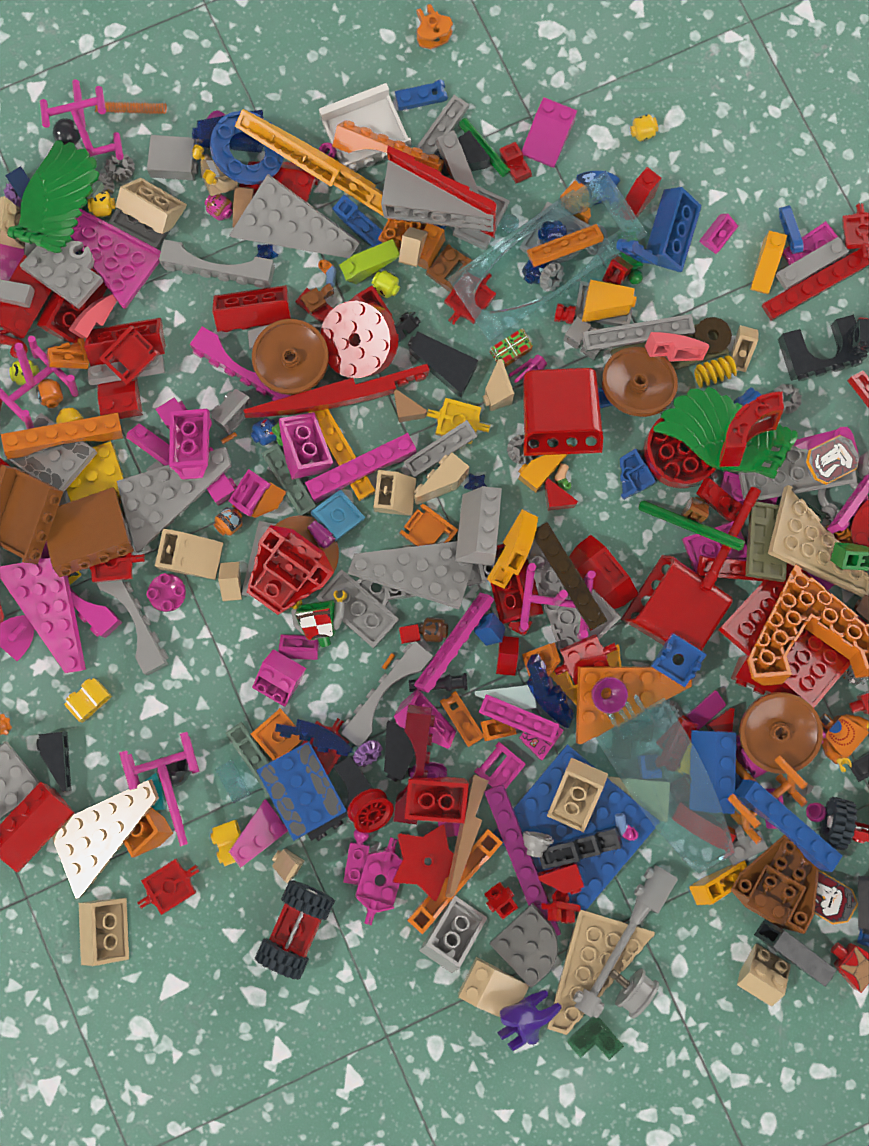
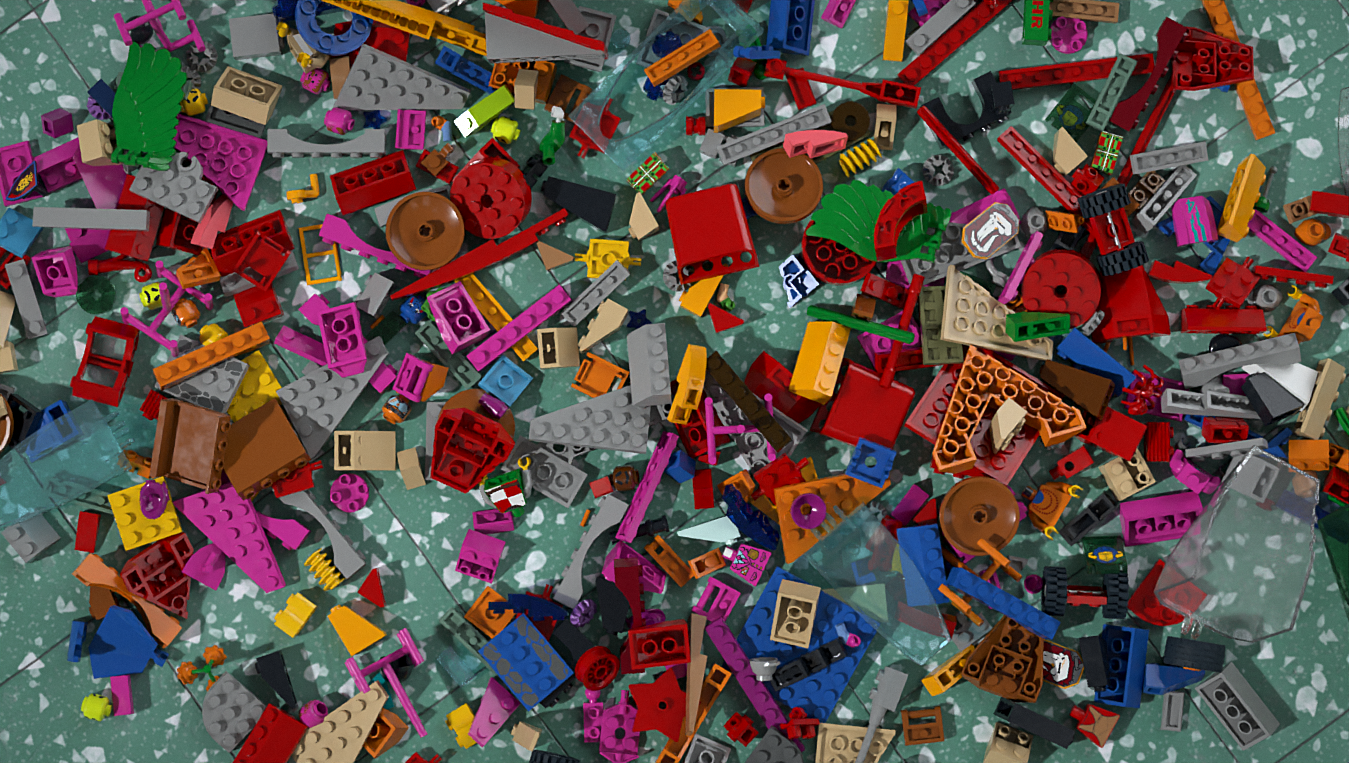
camera: 10 degrees left, 5 degrees up
(82, 800) = (313, 713): none -> dark pink head
(124, 662) = (323, 570): none -> yellow piece
(141, 725) = (354, 629): none -> light orange slope
(168, 688) = (373, 589): none -> red slope
(179, 306) = (297, 196): none -> light orange plate
(195, 365) = (305, 256): none -> light orange window
(232, 246) = (339, 121): none -> dark pink head
(237, 444) = (387, 328): none -> clear green plate
(297, 267) = (410, 129): none -> dark pink plate
(431, 299) = (554, 138): none -> green arm
(519, 718) = (724, 550): dark pink plate -> none
(563, 878) = (797, 695): red slope -> none
(573, 272) = (698, 77): none -> dark red bush
(644, 552) = (819, 360): none -> light orange slope
(669, 299) = (801, 92): none -> red tile
(680, 939) = (922, 732): none -> dark orange plate
(752, 316) = (886, 91): none -> red bar
(811, 380) = (957, 149): none -> red axle
(822, 647) = (1006, 424): none -> tan slope

